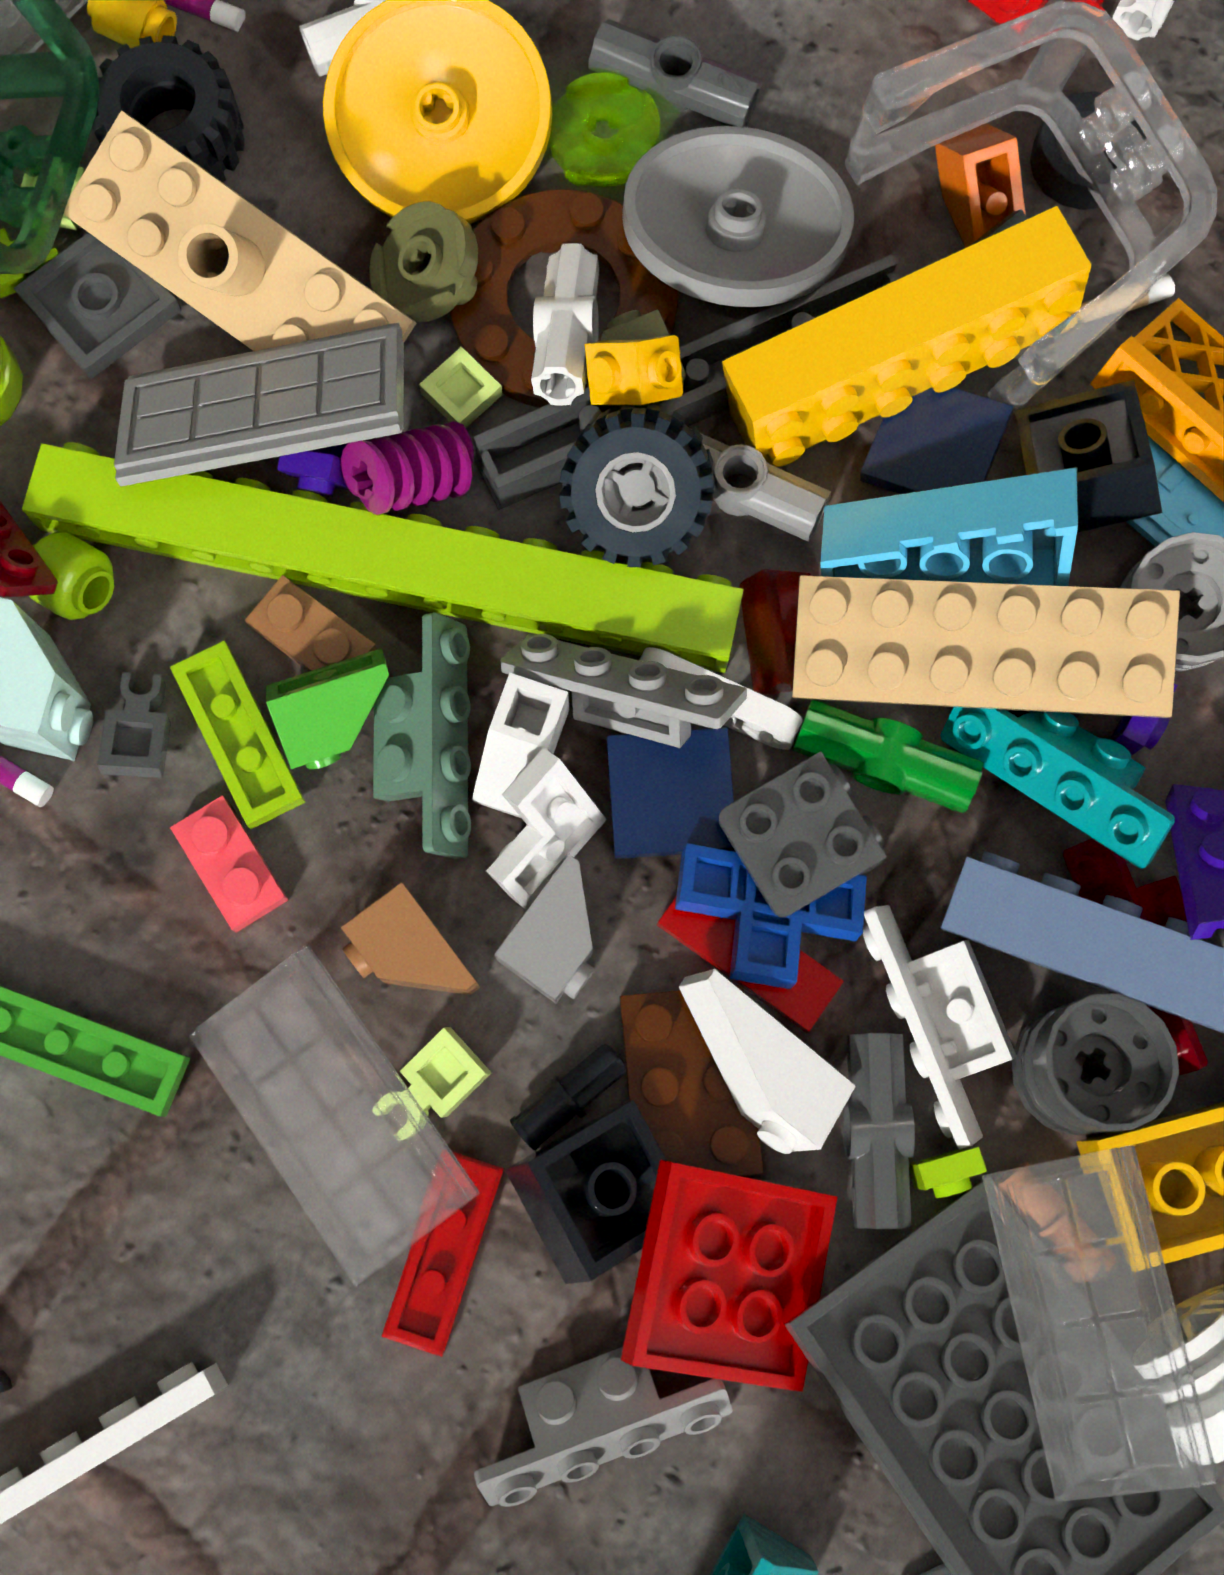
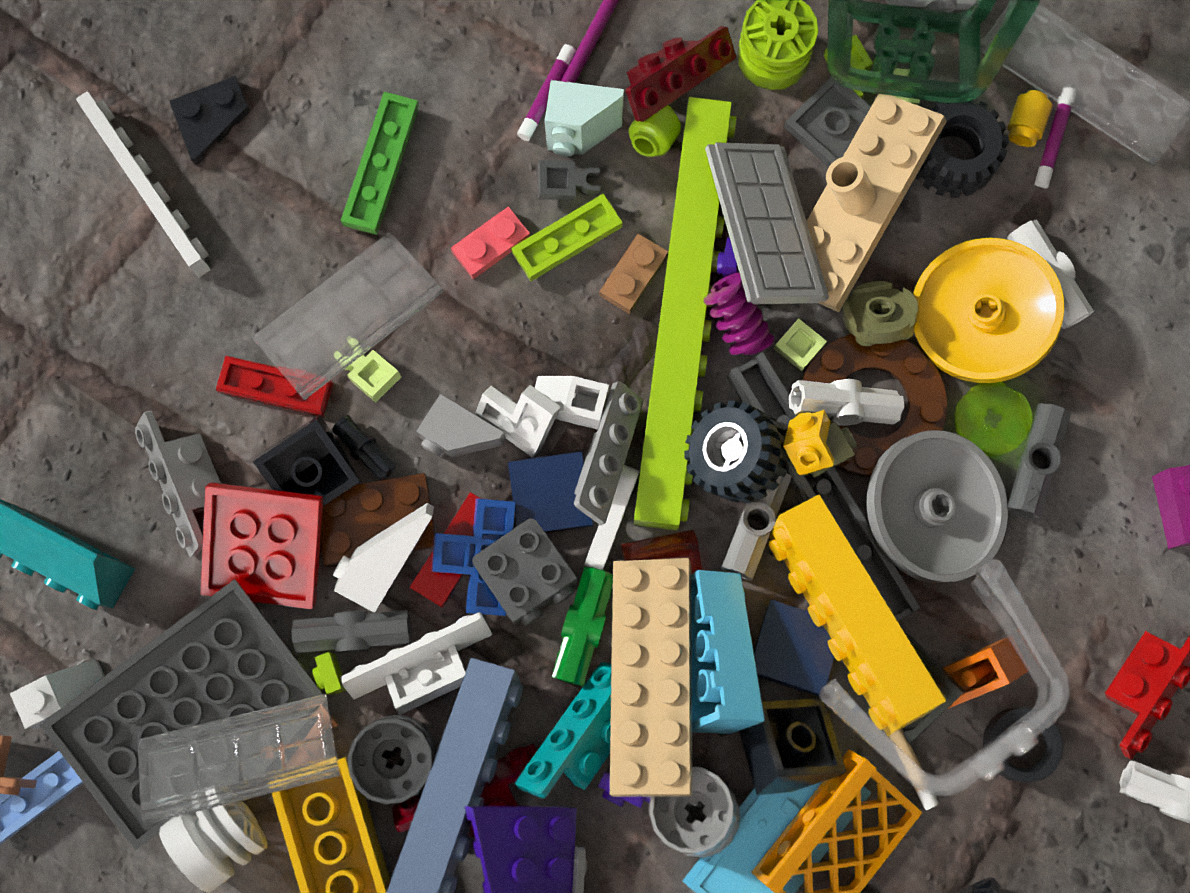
camera: 90 degrees right, 0 degrees up
(325, 708) = (584, 282): slope -> none
(404, 946) = (445, 347): medium nougat slope -> none
(425, 737) = (574, 345): sand green bracket -> none

